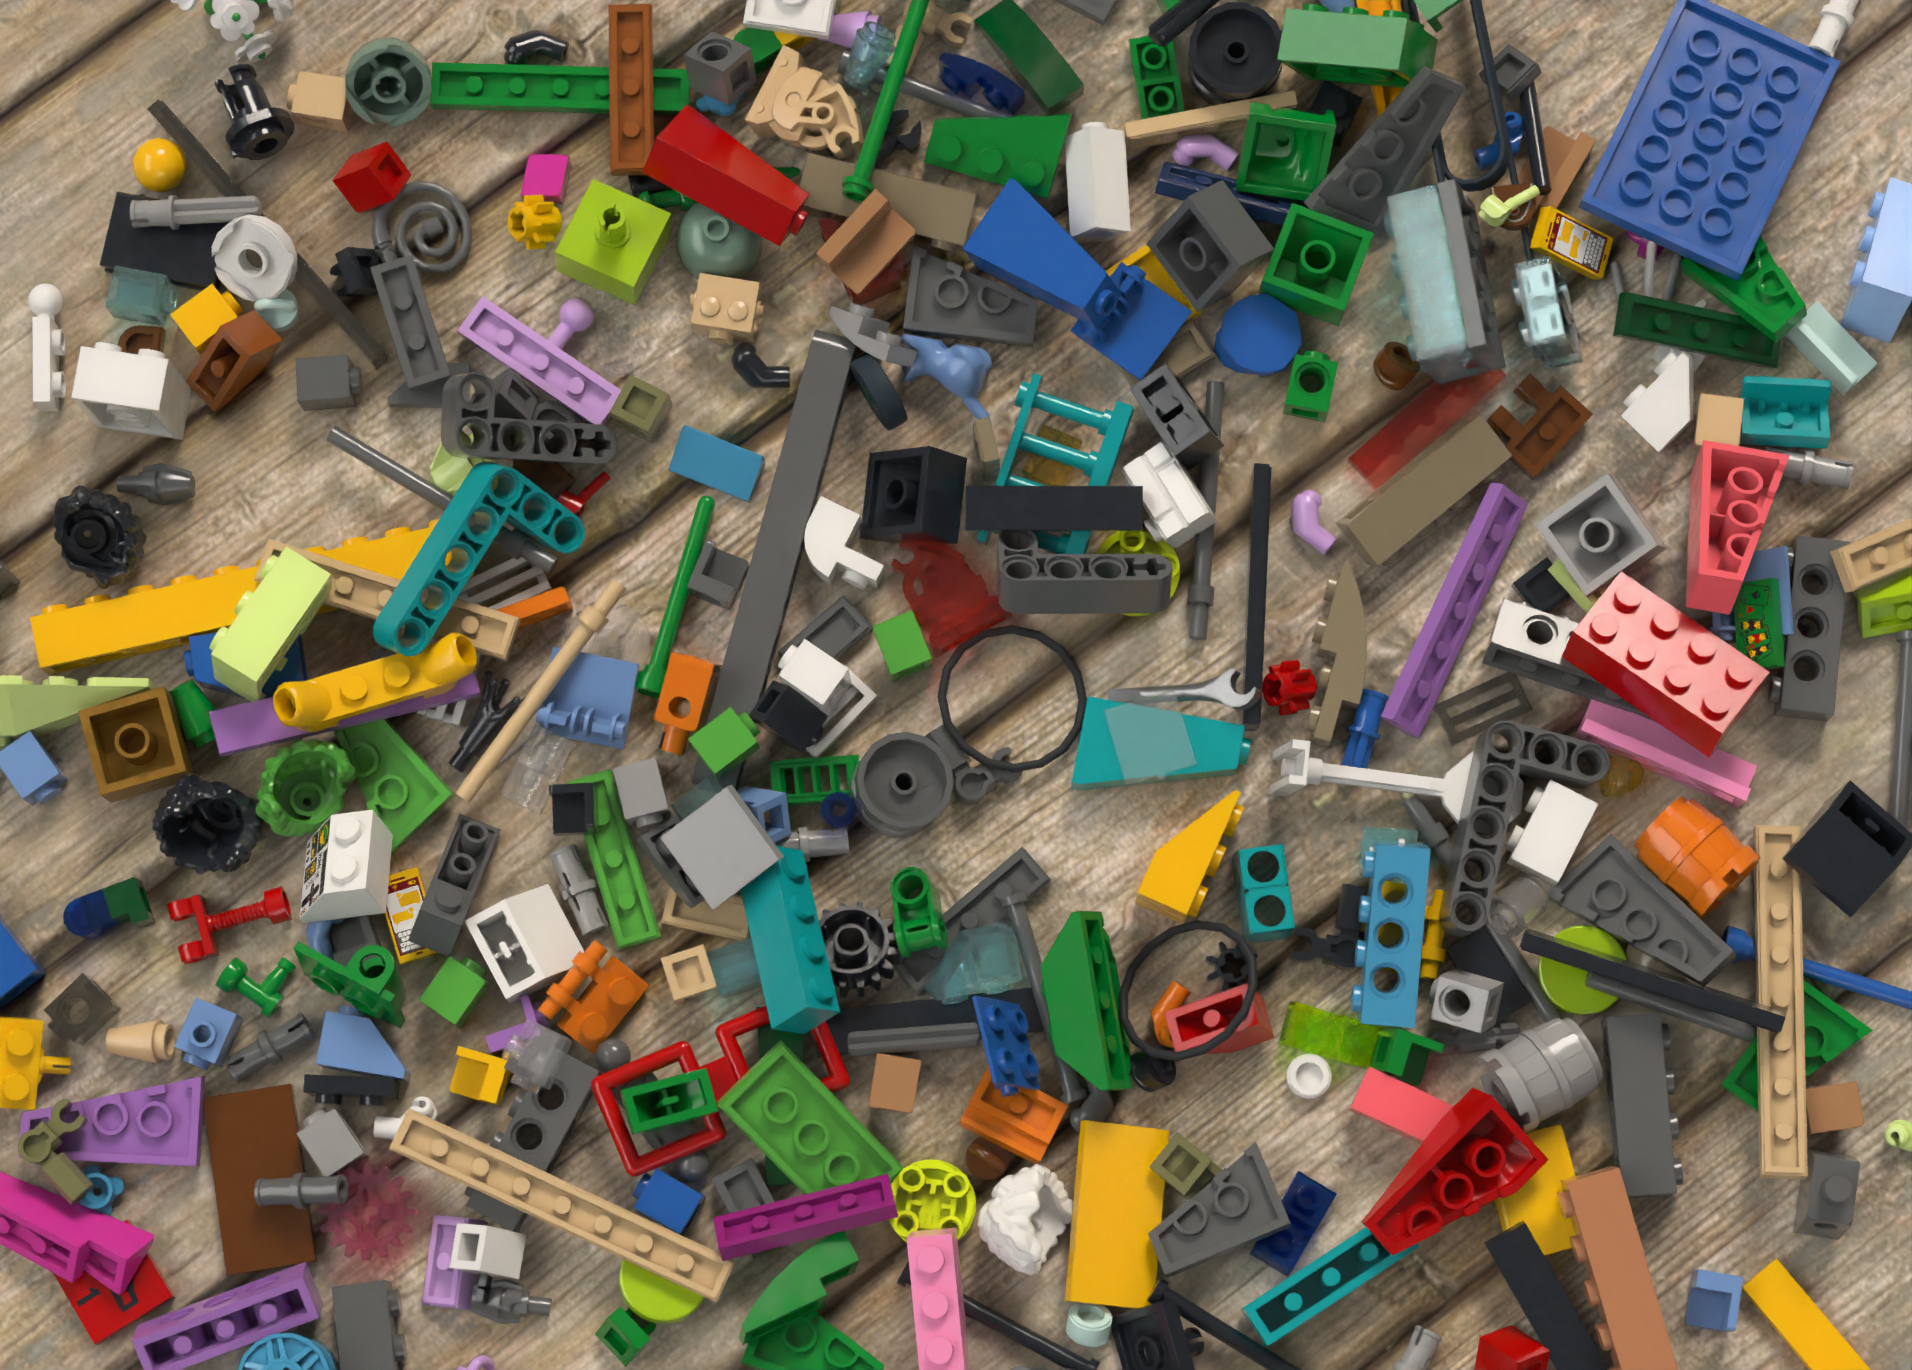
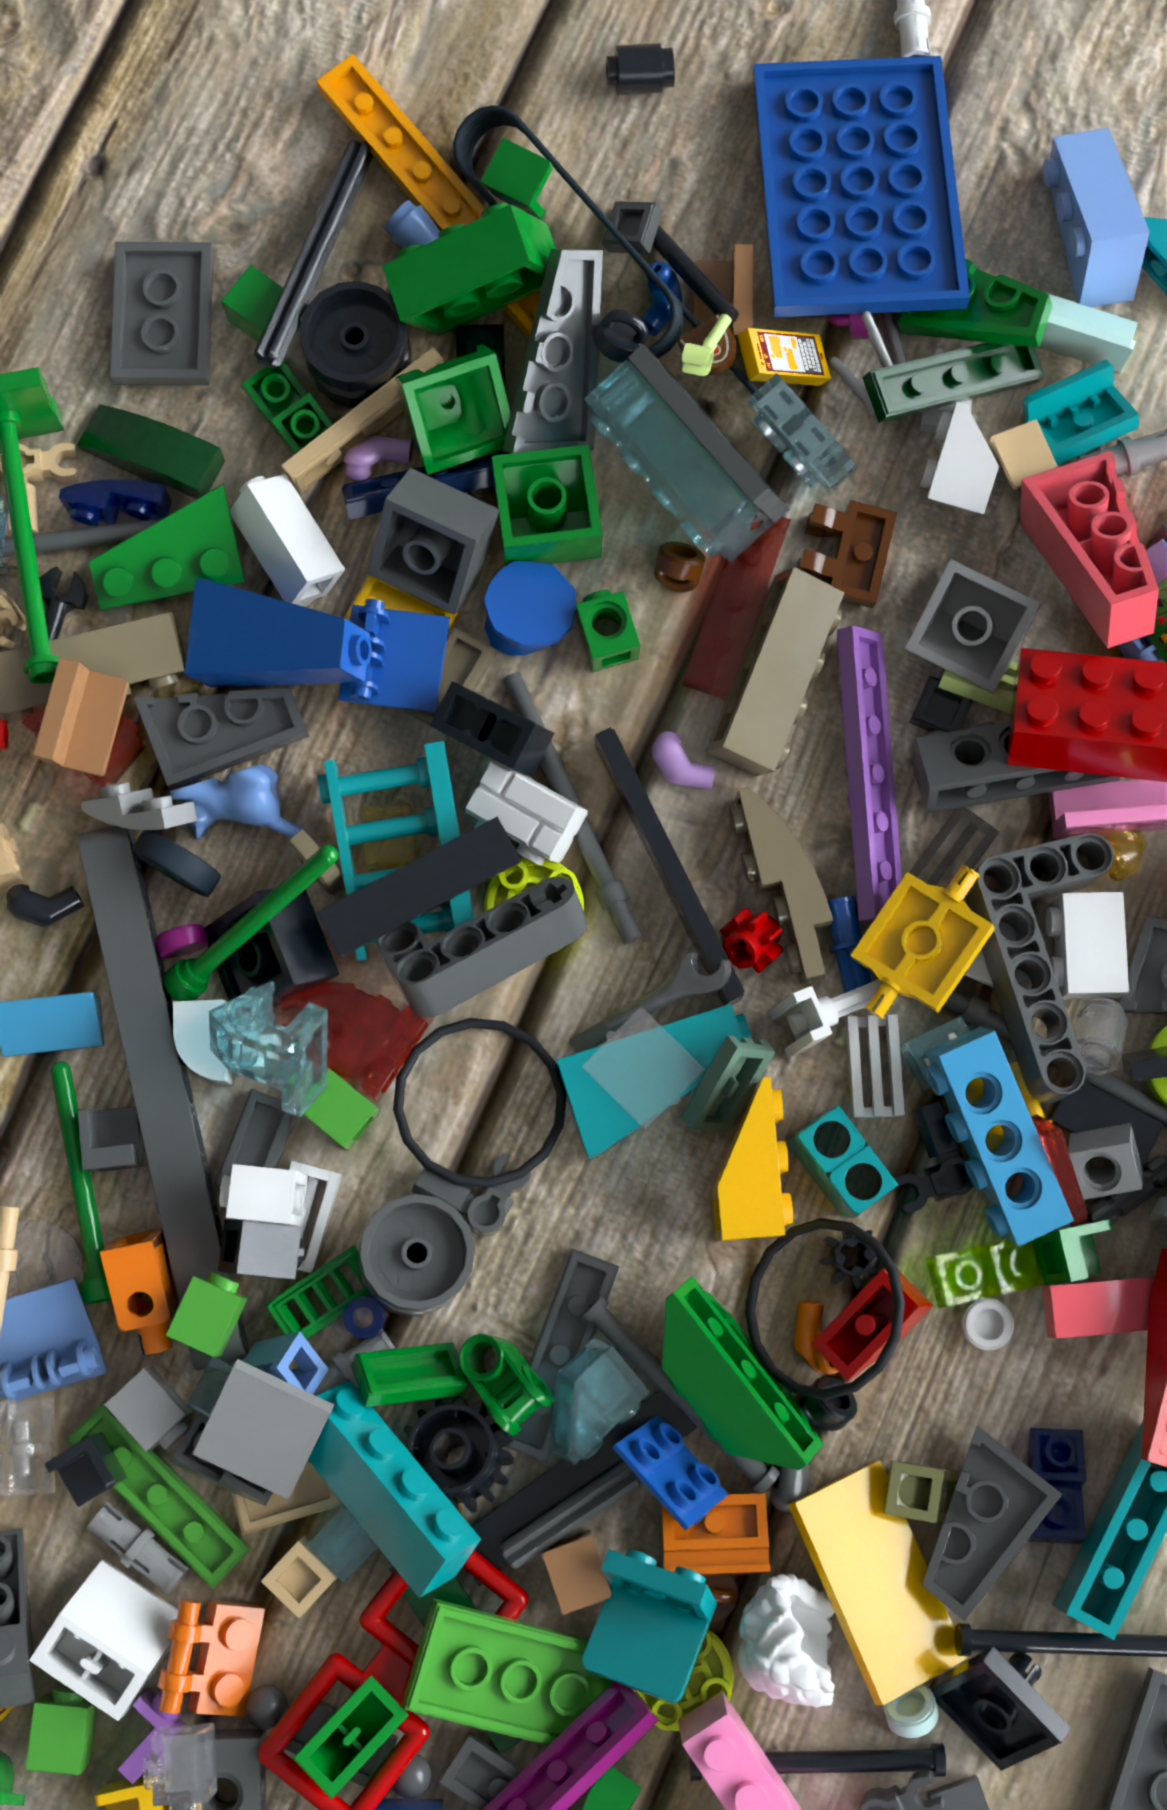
camera: 35 degrees left, 0 degrees up
(843, 484) = (190, 977): none -> green piece
(849, 870) = (409, 1374): none -> green tile
(850, 453) = (181, 941): none -> magenta tile
(882, 580) = (276, 1055): none -> clear light blue tile
(930, 1147) = (649, 1625): none -> teal bracket
(1203, 781) = (728, 1084): none -> sand green tile
(1348, 802) = (872, 1024): none -> white tile
(1417, 756) = (922, 942): none -> yellow plate
(1427, 984) = (1059, 1158): none -> clear red tile
(1443, 161) = (620, 335): none -> black tile

